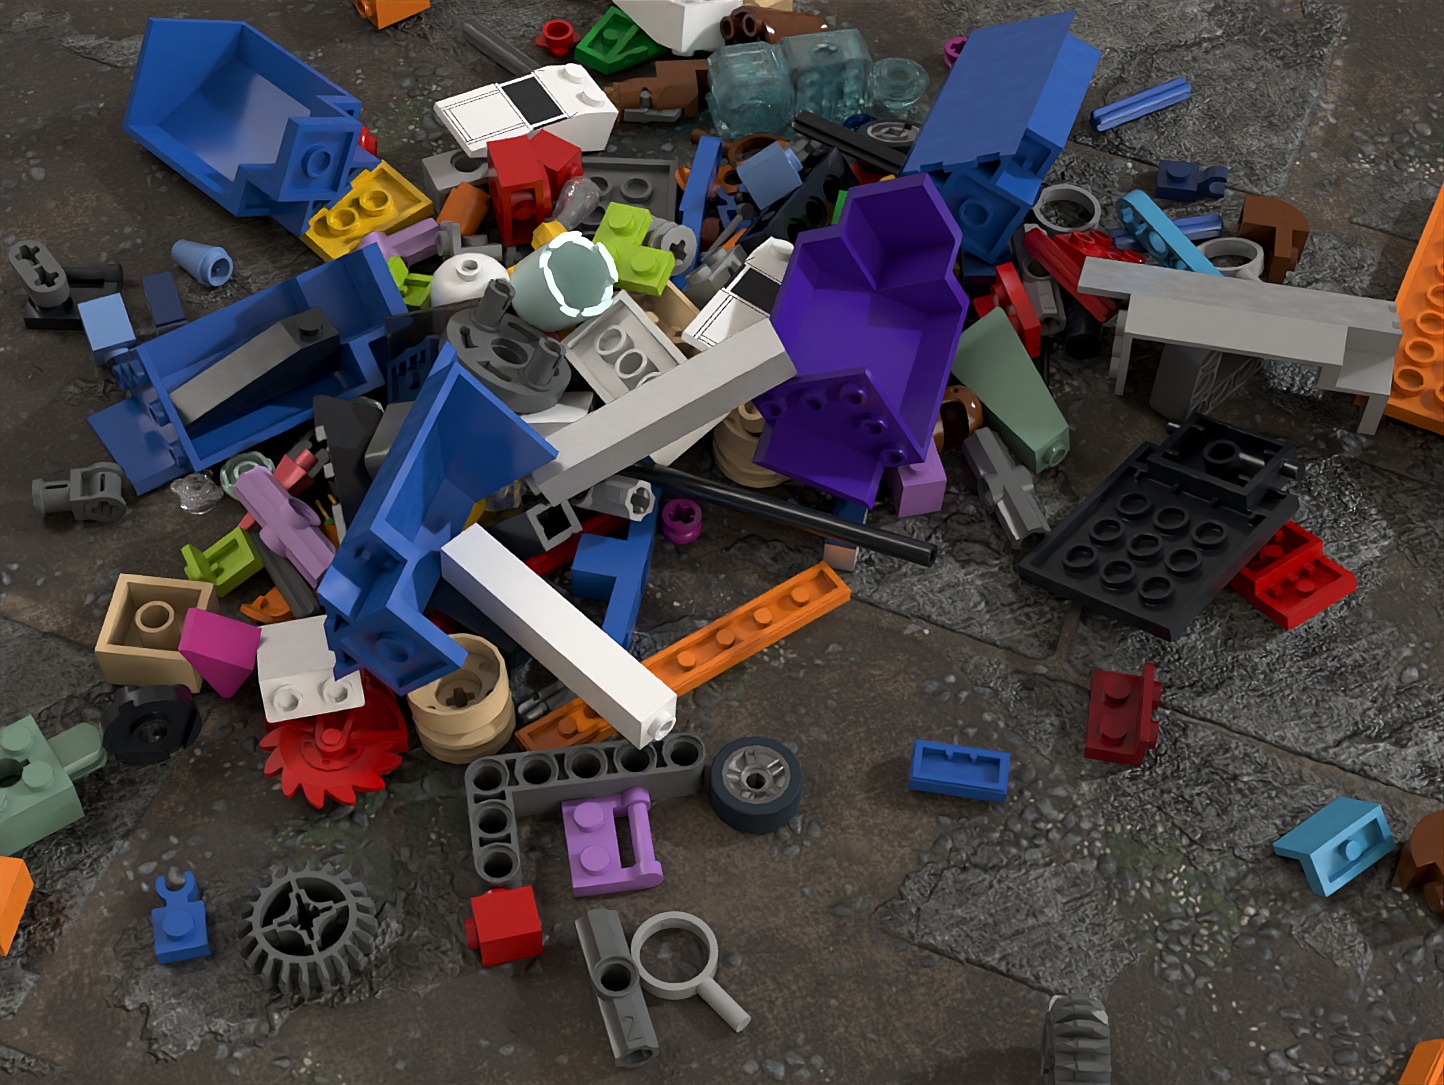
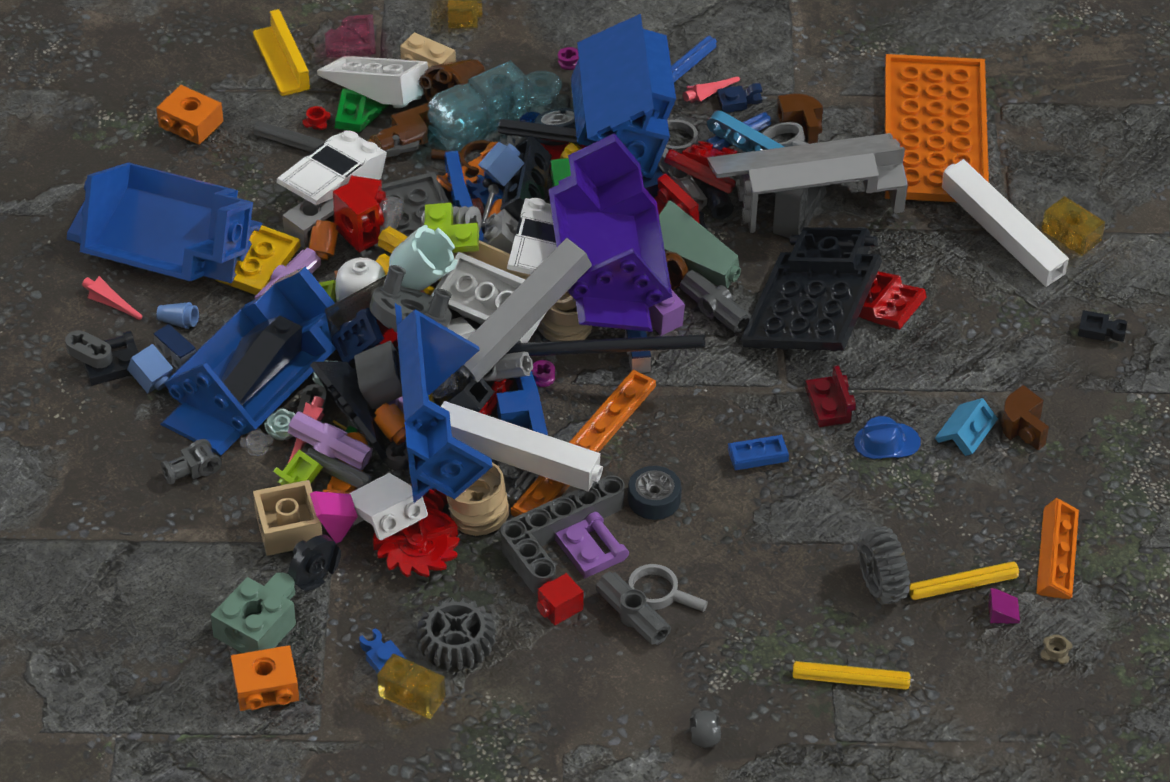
camera: 20 degrees left, 5 degrees down
(120, 199) = (103, 293): none -> coral piece
(183, 1000) = (411, 686): none -> clear yellow brick
(449, 243) = (332, 260): light grey bracket -> none
(1133, 155) = (702, 91): none -> coral piece
(1188, 820) = (886, 439): none -> blue piece

